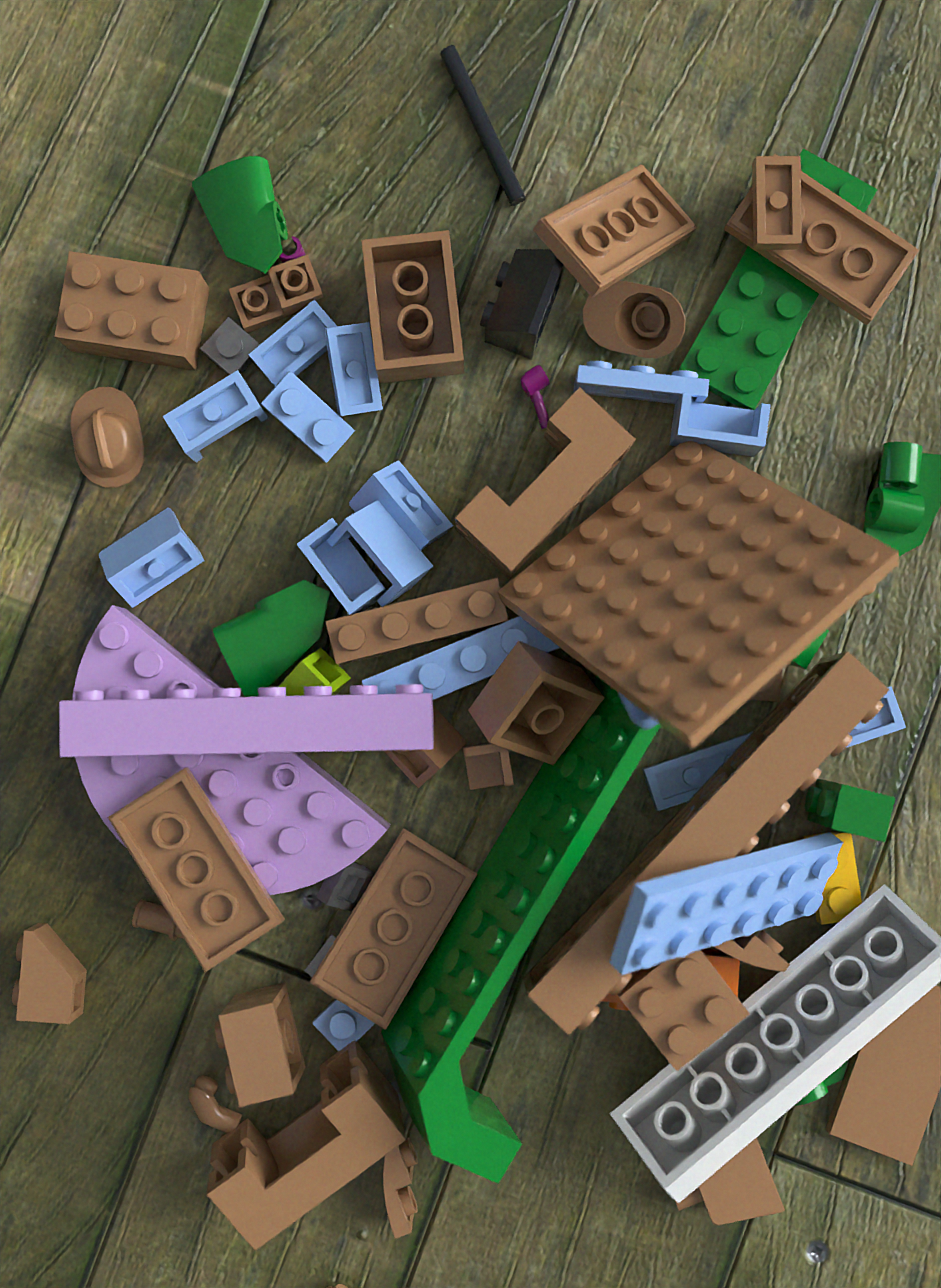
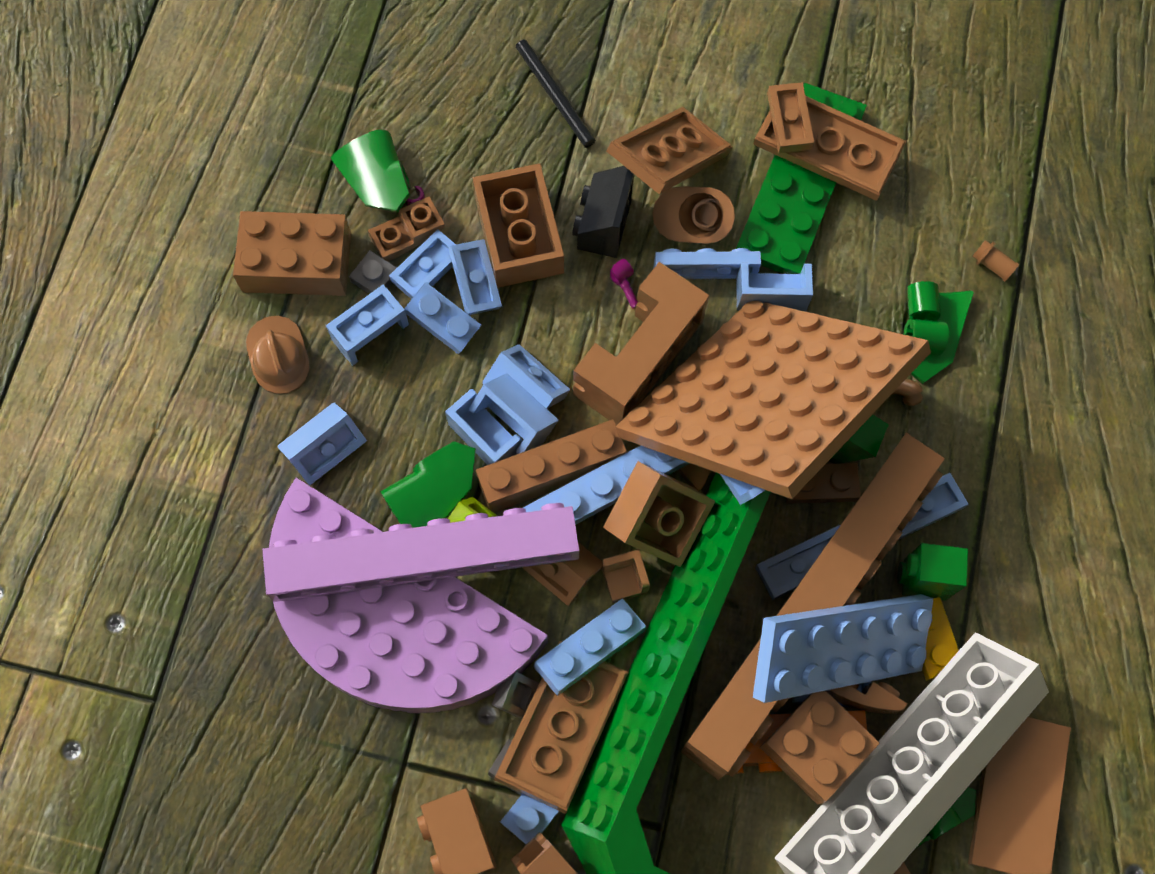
camera: 10 degrees left, 15 degrees down
(50, 978) = (262, 810): medium nougat slope -> none
(155, 918) = (358, 745): medium nougat pin -> none
(196, 869) = (388, 684): medium nougat tile -> none
(436, 842) = (589, 647): none -> light blue plate

